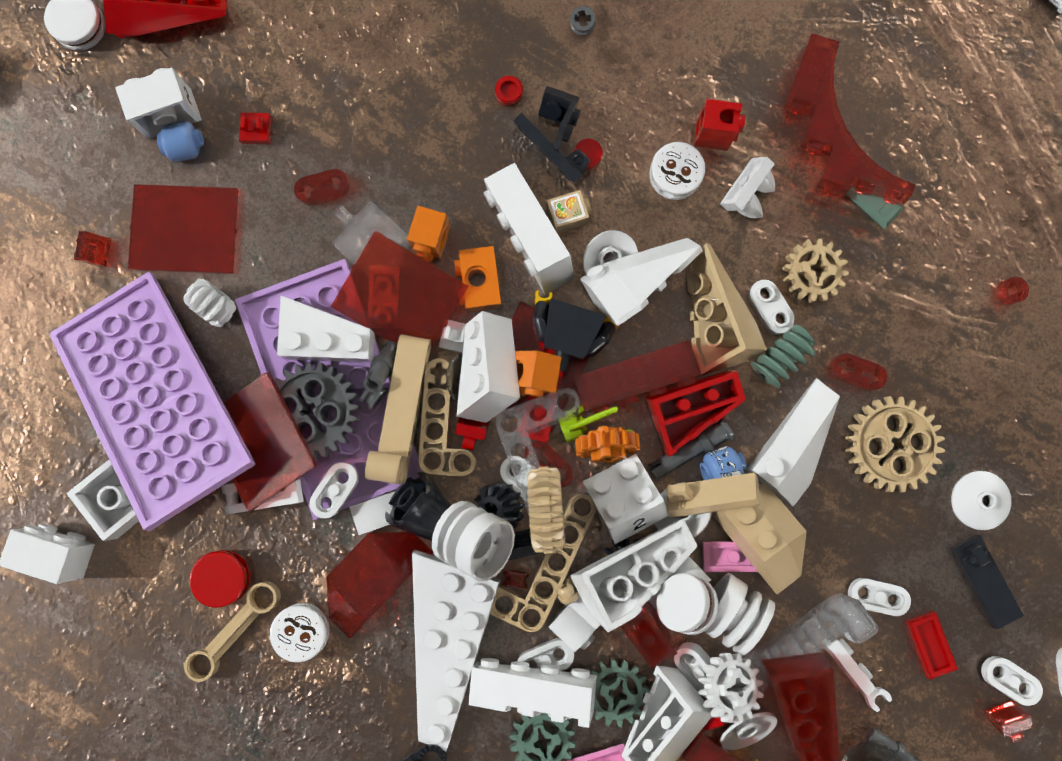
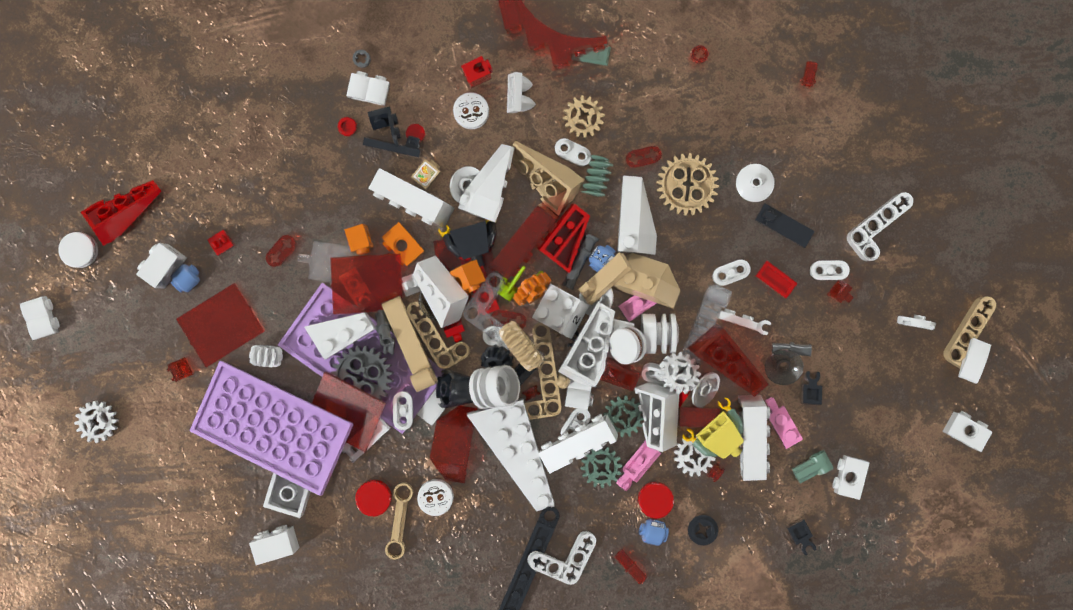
camera: 30 degrees left, 5 degrees up
(566, 60) = (368, 89): none -> white brick

